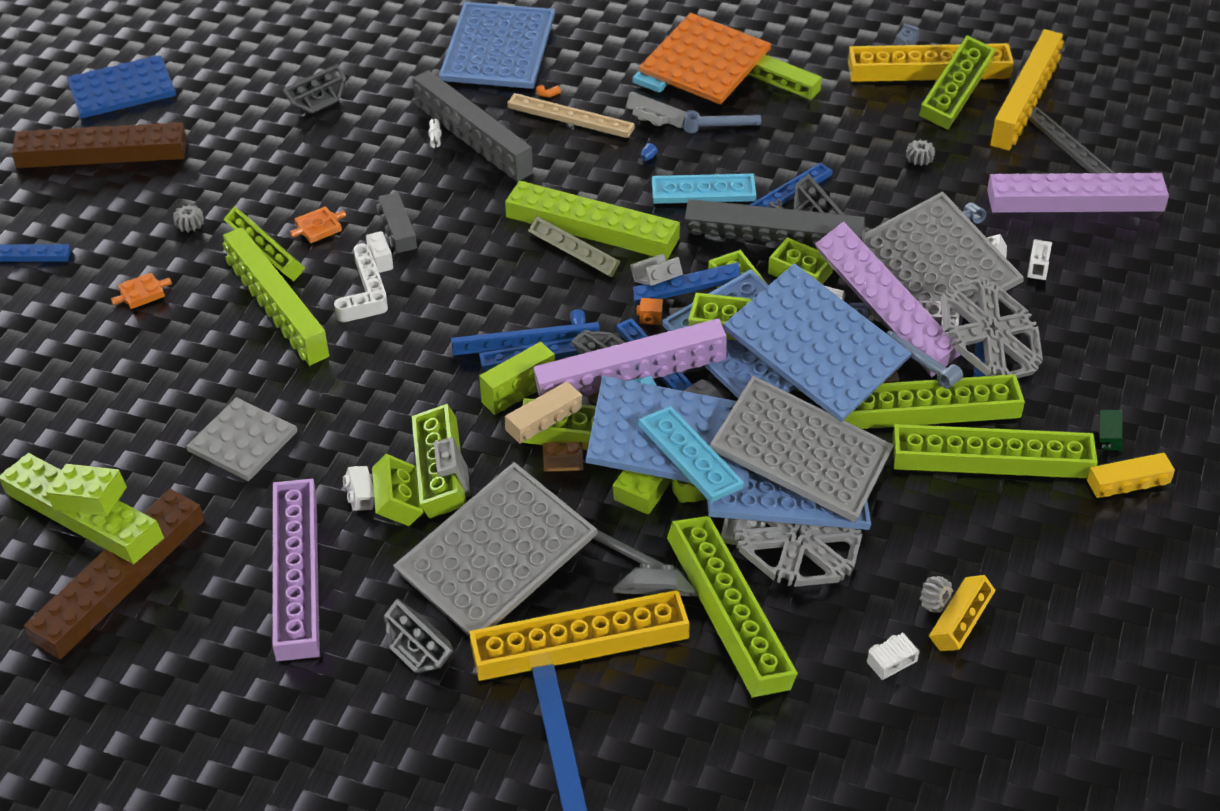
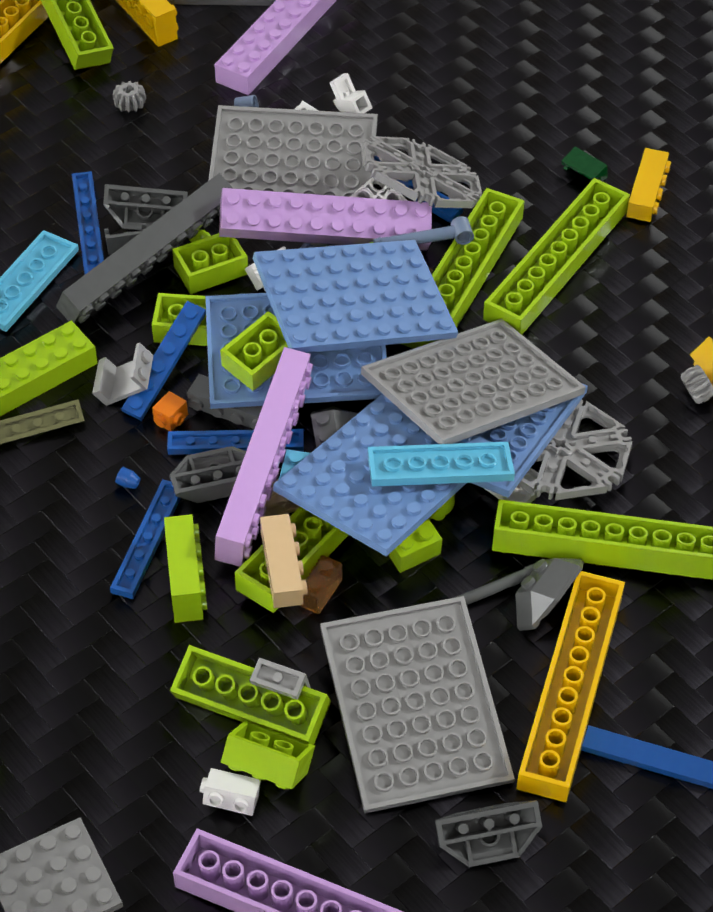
camera: 60 degrees left, 5 degrees up
(512, 339) = (119, 539): blue tile -> none

